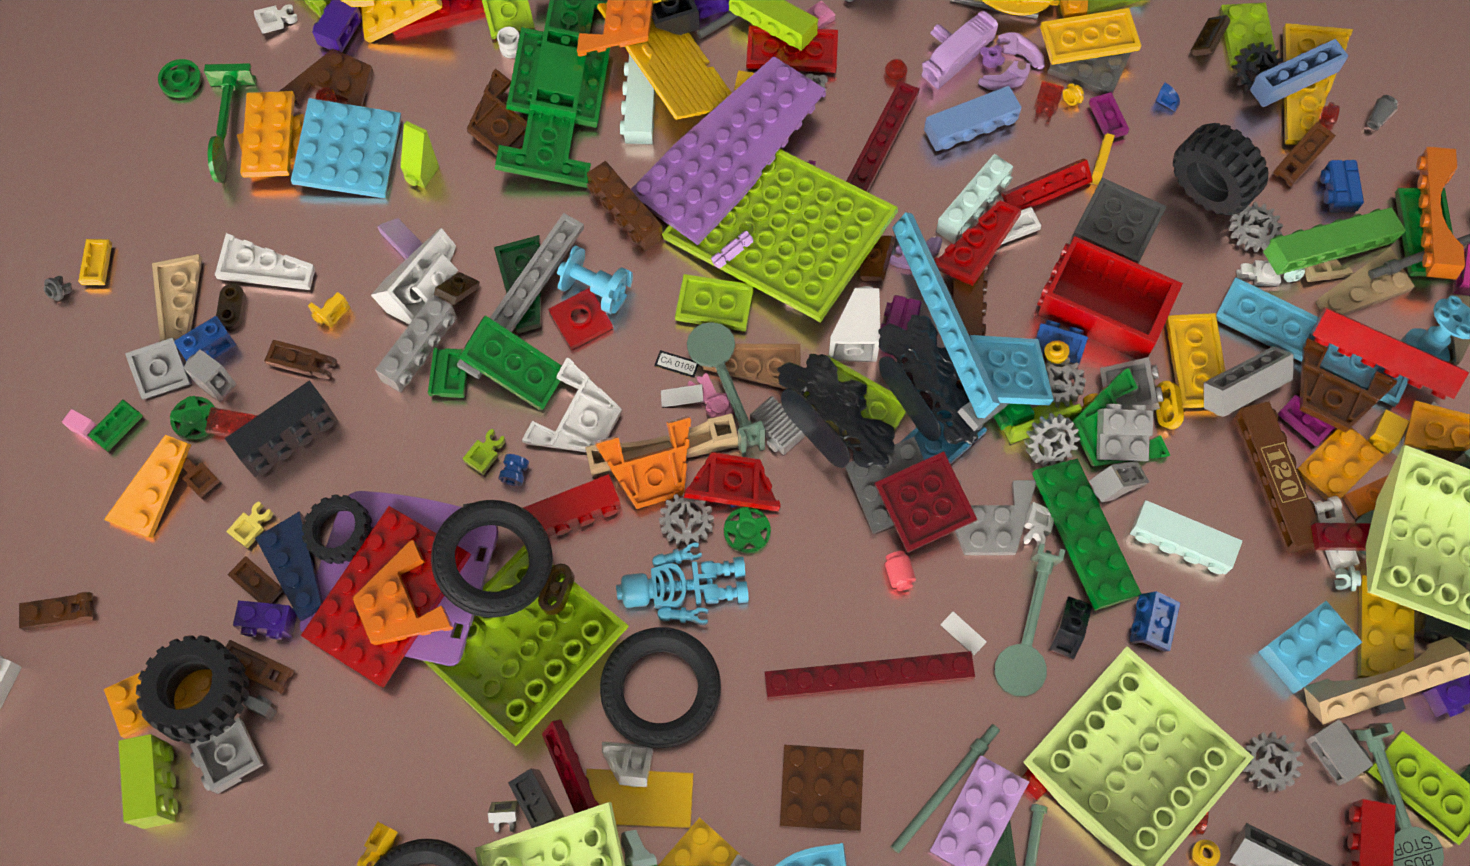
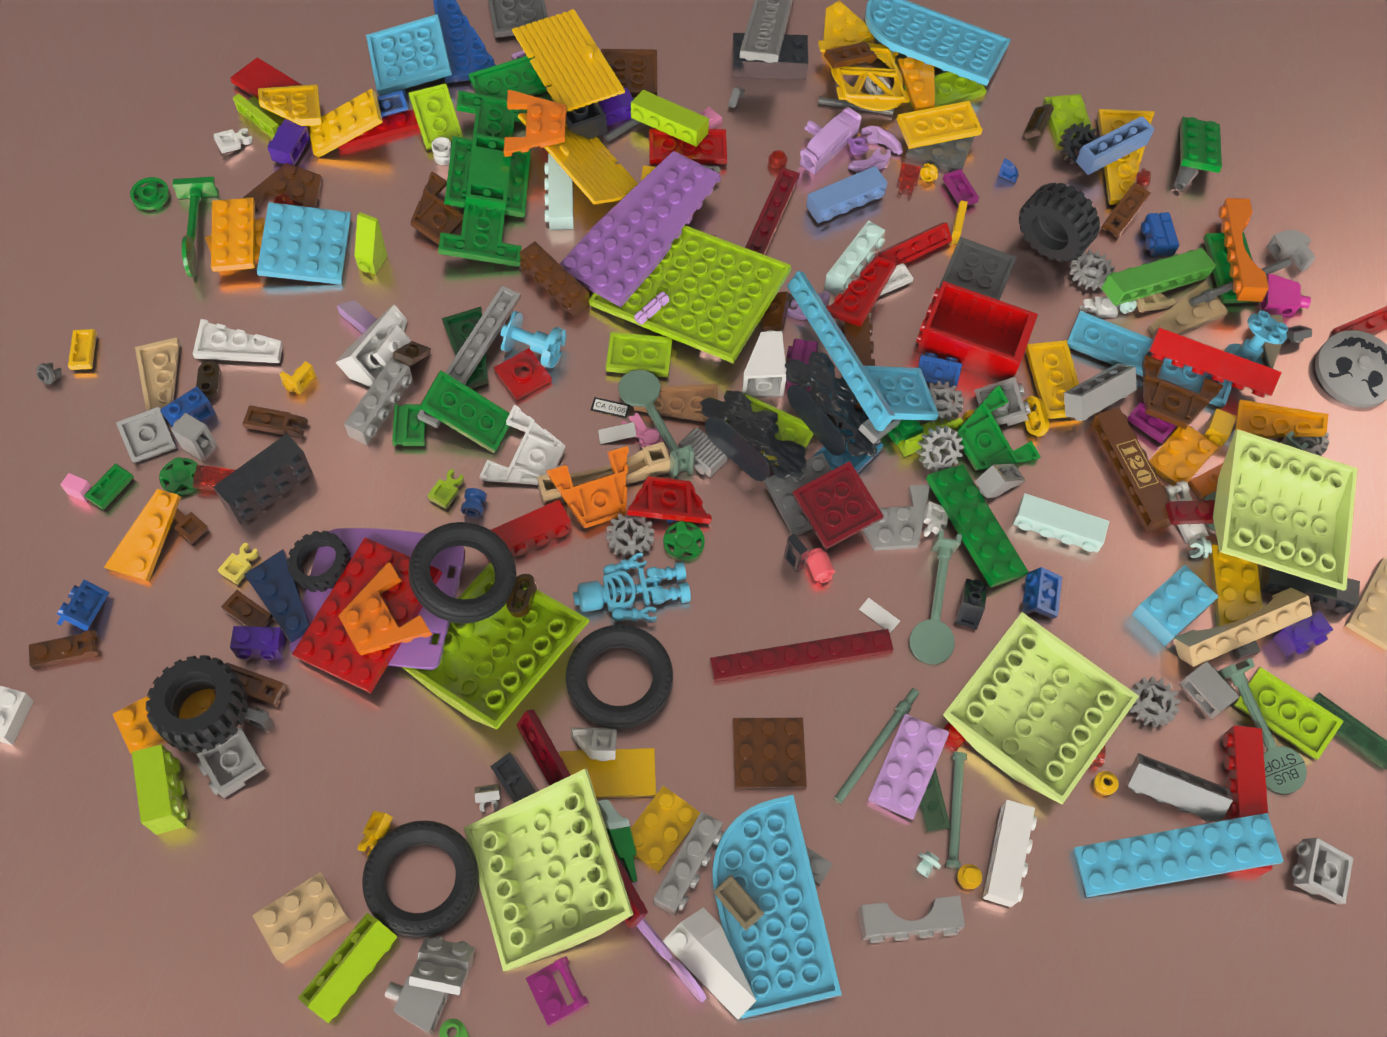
camera: 10 degrees left, 5 degrees down
(79, 564) = (84, 605): none -> blue bracket
(872, 555) = (795, 552): none -> black tile
(1056, 352) = (937, 377): yellow plate -> none
(1124, 433) = (1000, 439): light grey plate -> none
(1404, 75) = (1200, 144): none -> green plate

